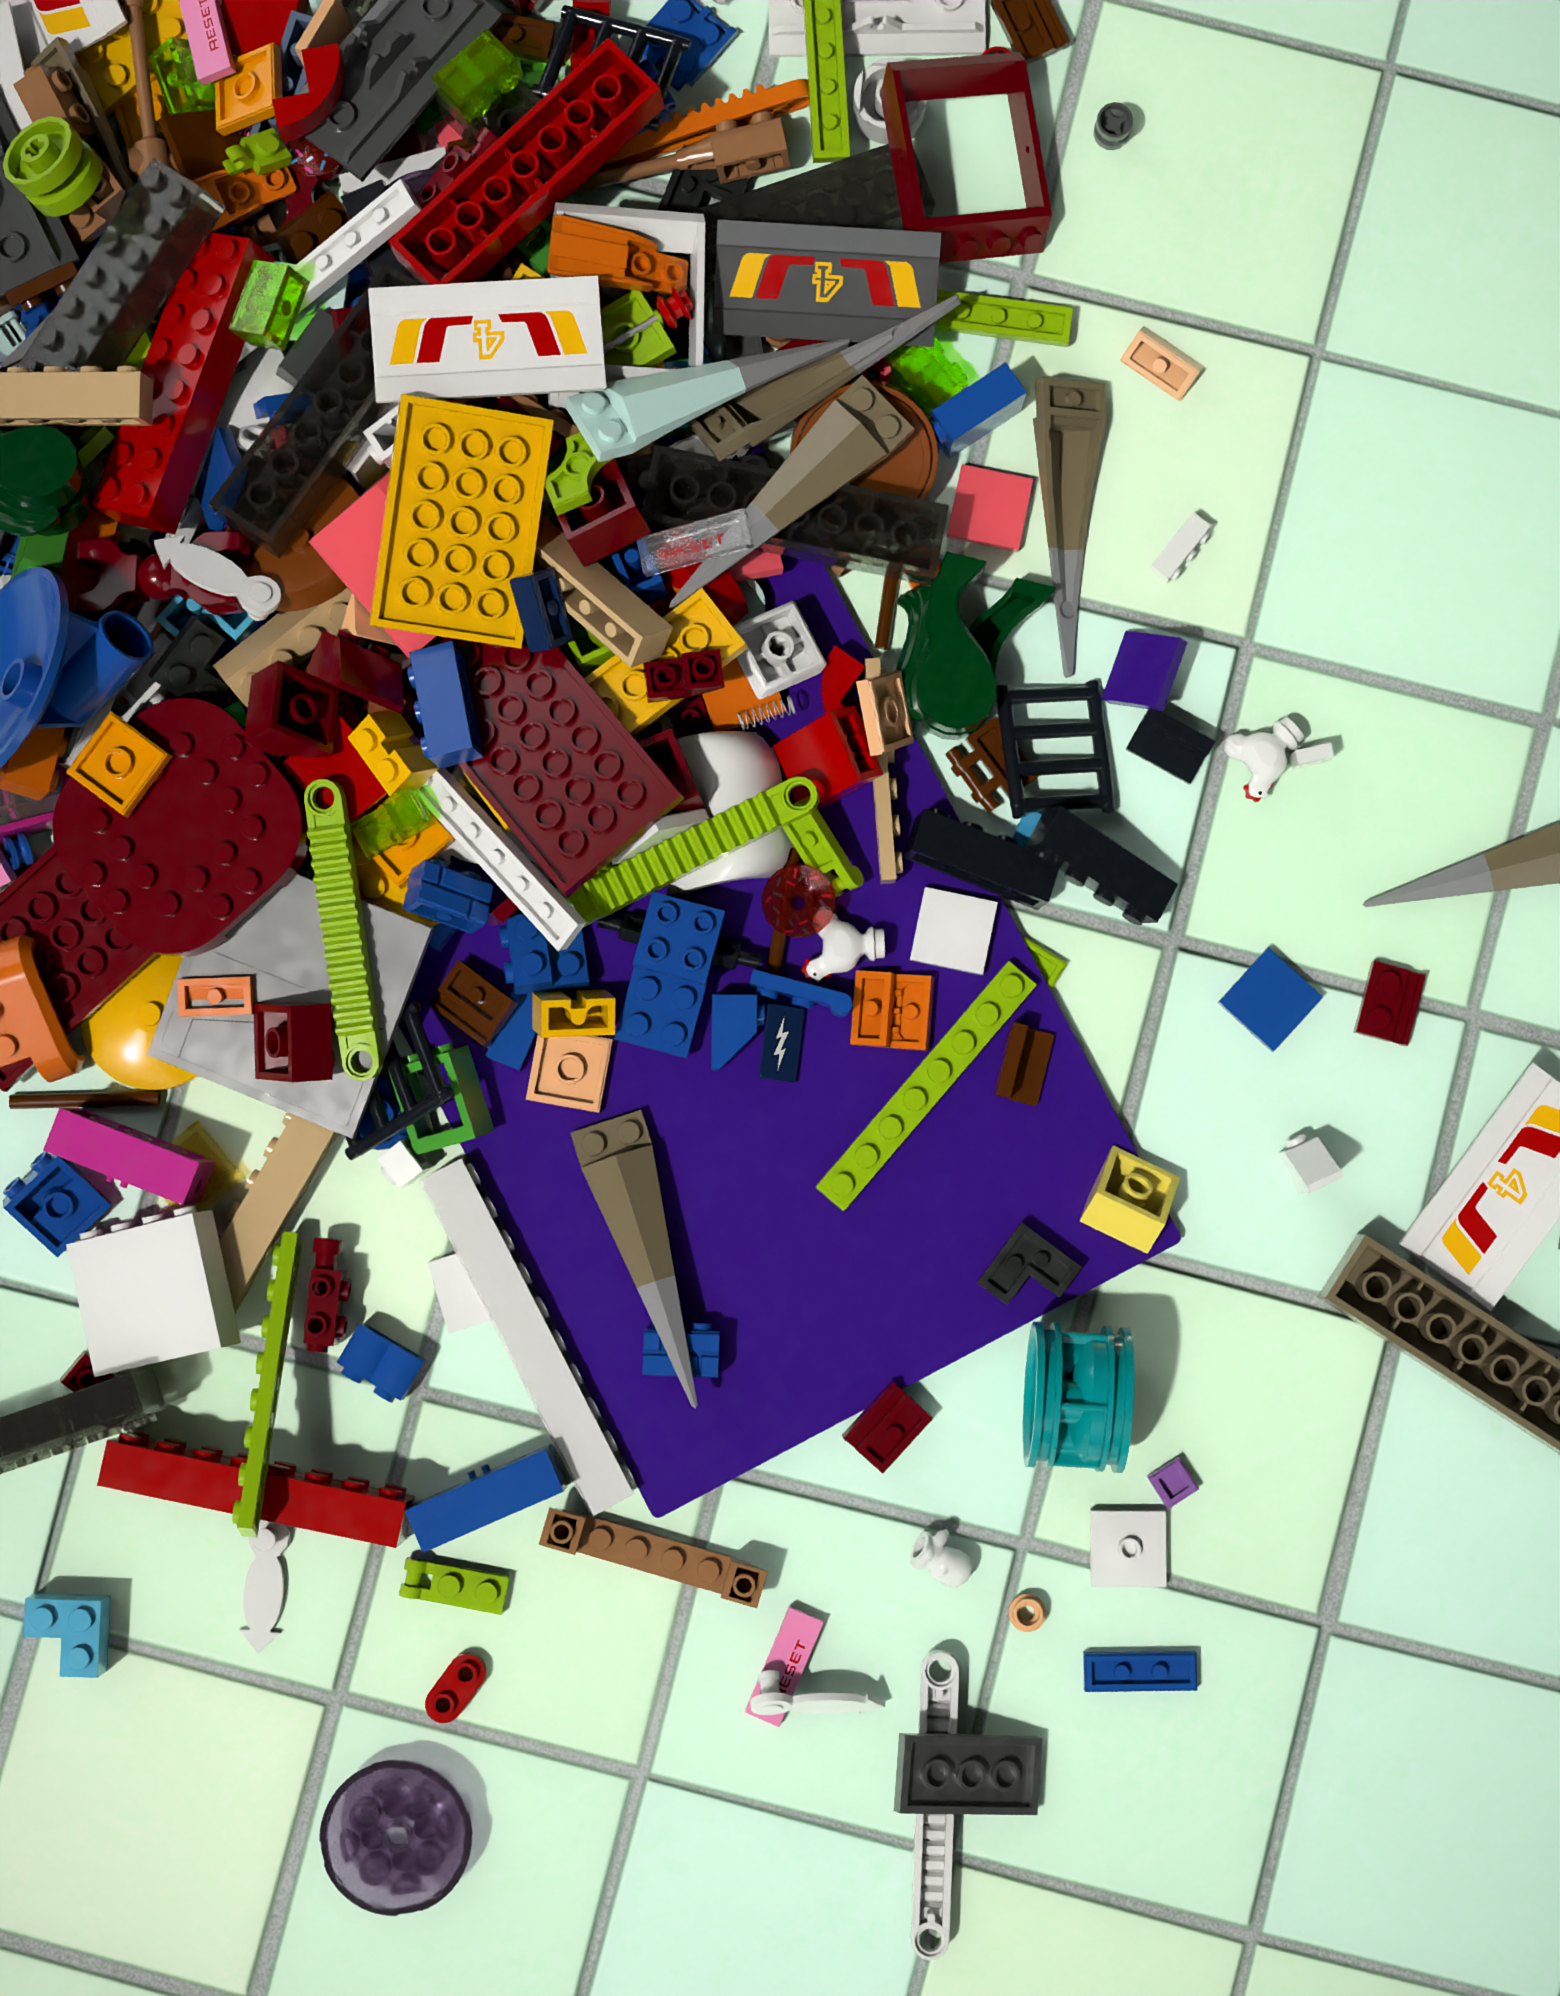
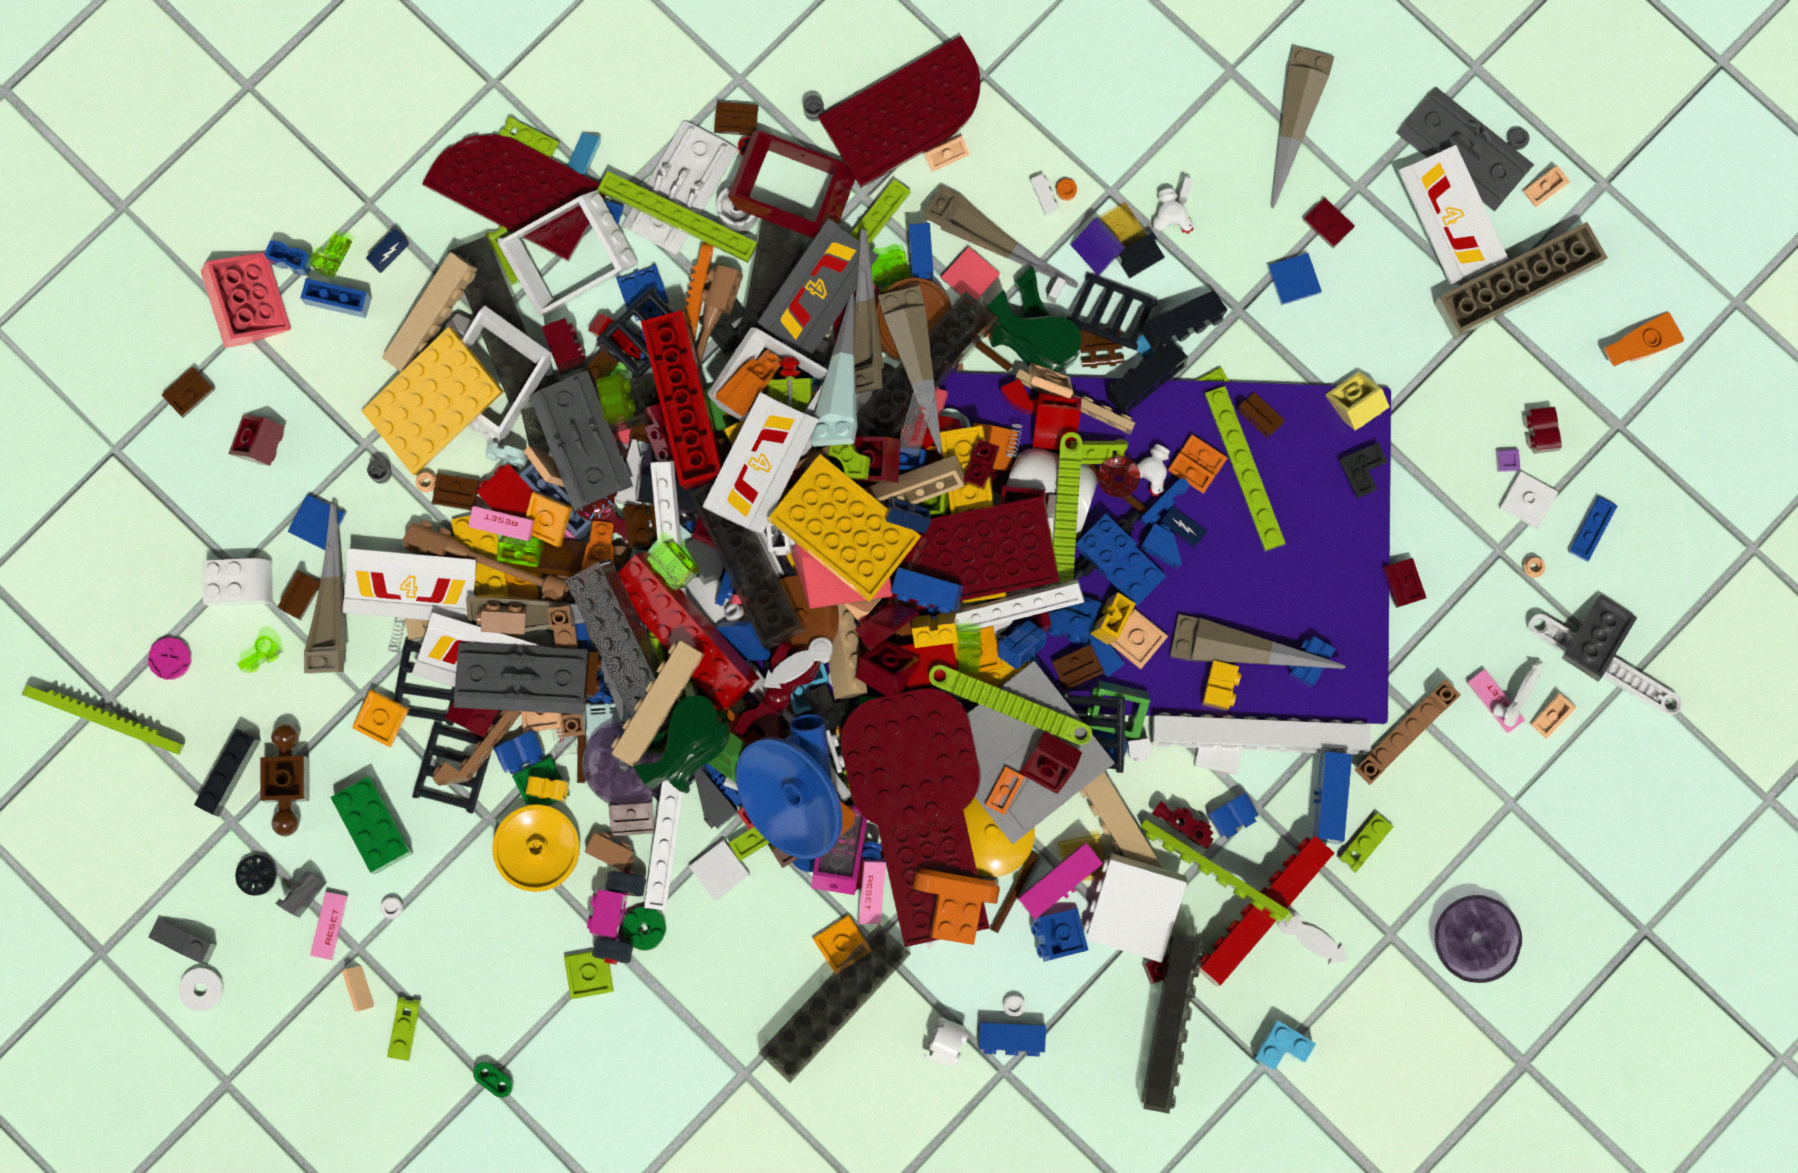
camera: 55 degrees left, 5 degrees down
(52, 166) = (539, 632): lime wheel -> none
(119, 764) = (863, 769): light orange tile -> none
(259, 151) = (586, 529): lime plate -> none
(325, 78) = (572, 473): red brick -> none
(455, 1688) = (1416, 871): red plate -> none
(566, 1234) = (1220, 685): none -> yellow brick
(782, 629) = (993, 405): white brick -> none
(813, 1766) = (1553, 715): none -> light nougat slope
(944, 1563) = (1486, 593): white animal -> none
(953, 931) = (1174, 411): white tile -> none
(1041, 648) = (1056, 290): none -> white tile
(1078, 1398) = (1443, 478): teal wheel -> none
(1188, 267) = (905, 112): none -> dark red plate
(1199, 692) = (1124, 225): none -> clear yellow tile
(1209, 576) = (1066, 189): none -> orange tile
(1250, 1511) = (1543, 430): none -> dark red brick
(1309, 1164) = (1388, 305): white slope -> none
(1485, 1593) = (1645, 340): none -> orange piece

